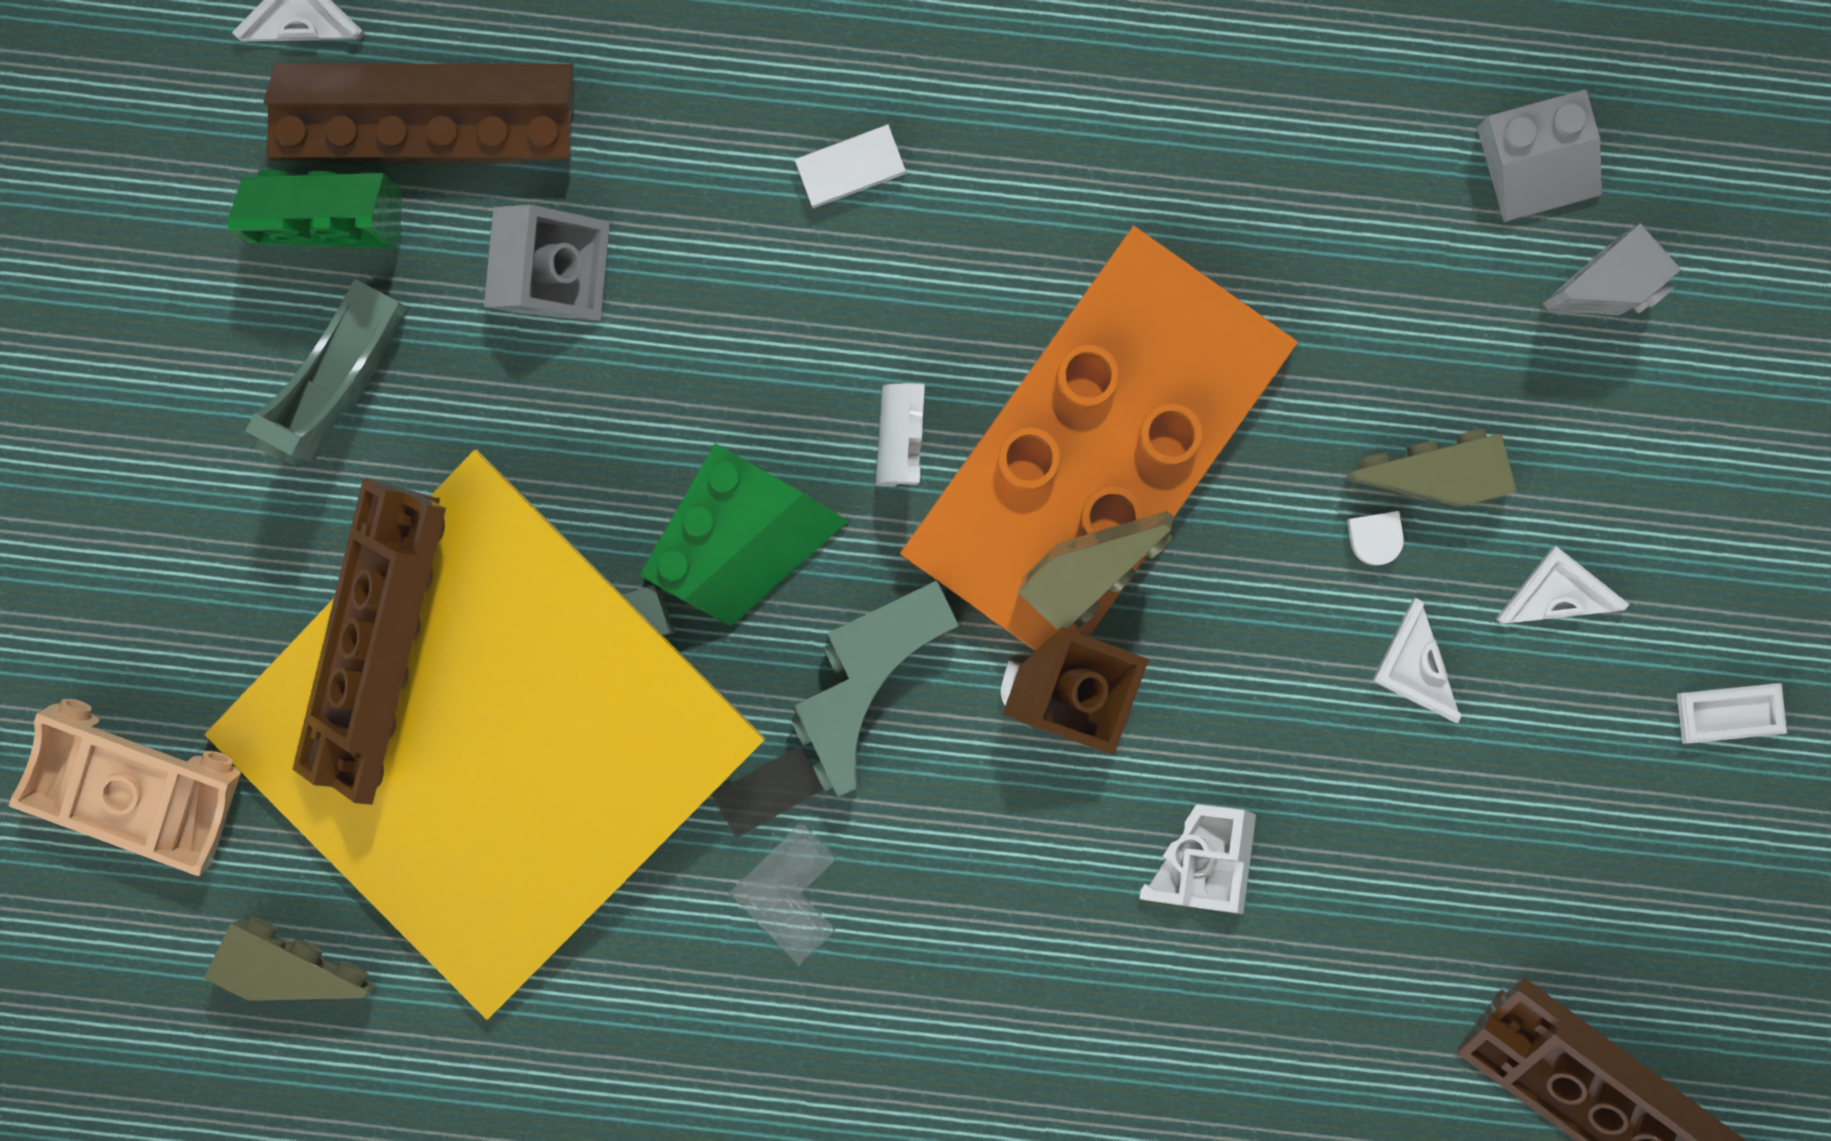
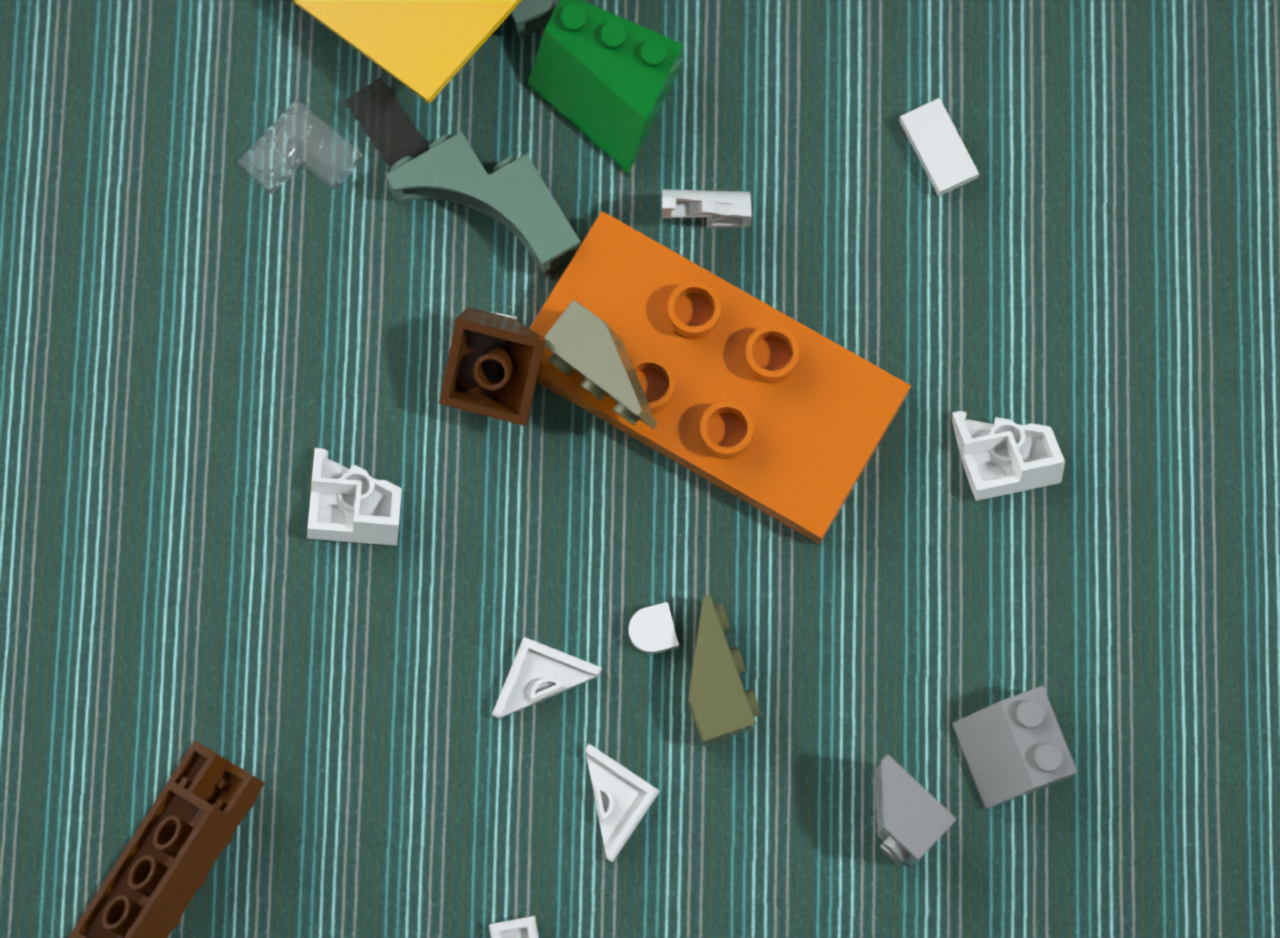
camera: 80 degrees right, 10 degrees down
(1214, 131) = (1007, 456): none -> white slope

